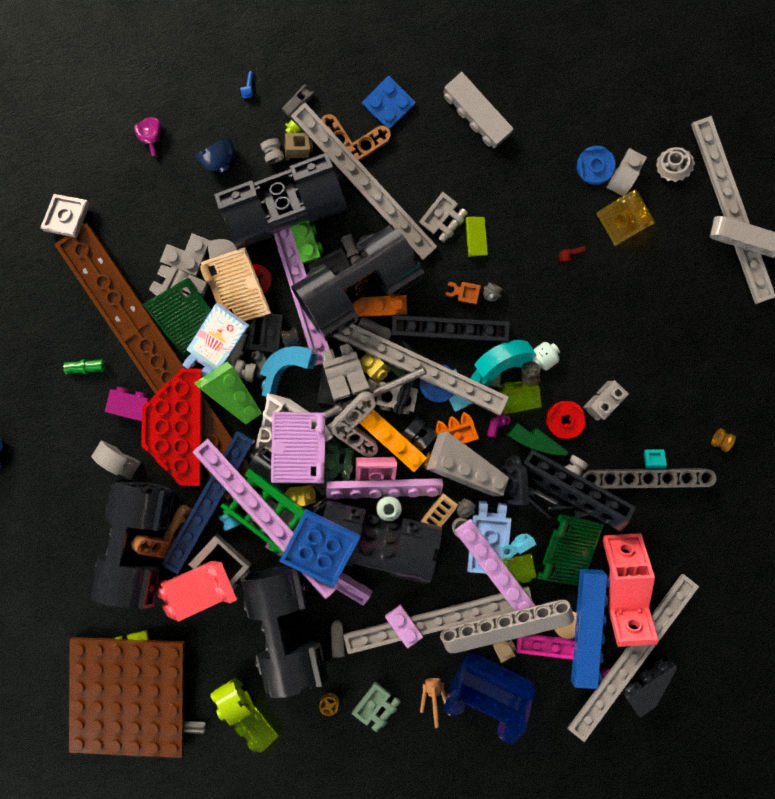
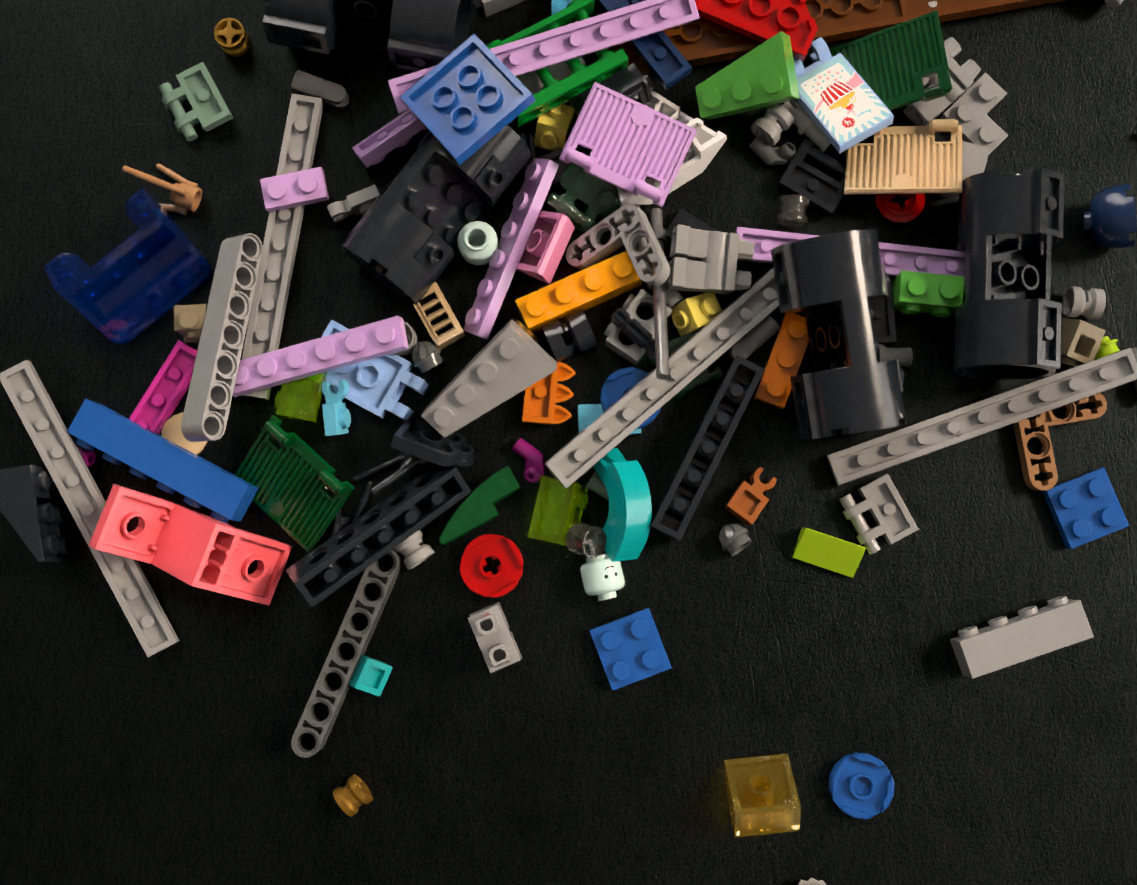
camera: 115 degrees right, 5 degrees down
(280, 361) = (765, 182): dark azure arch -> none
(393, 584) = (356, 204): none -> light grey plate
(565, 255) = (744, 677): clear red hand -> none
(577, 323) = (630, 649): none -> blue plate
(627, 172) = (833, 827): light grey brick -> none

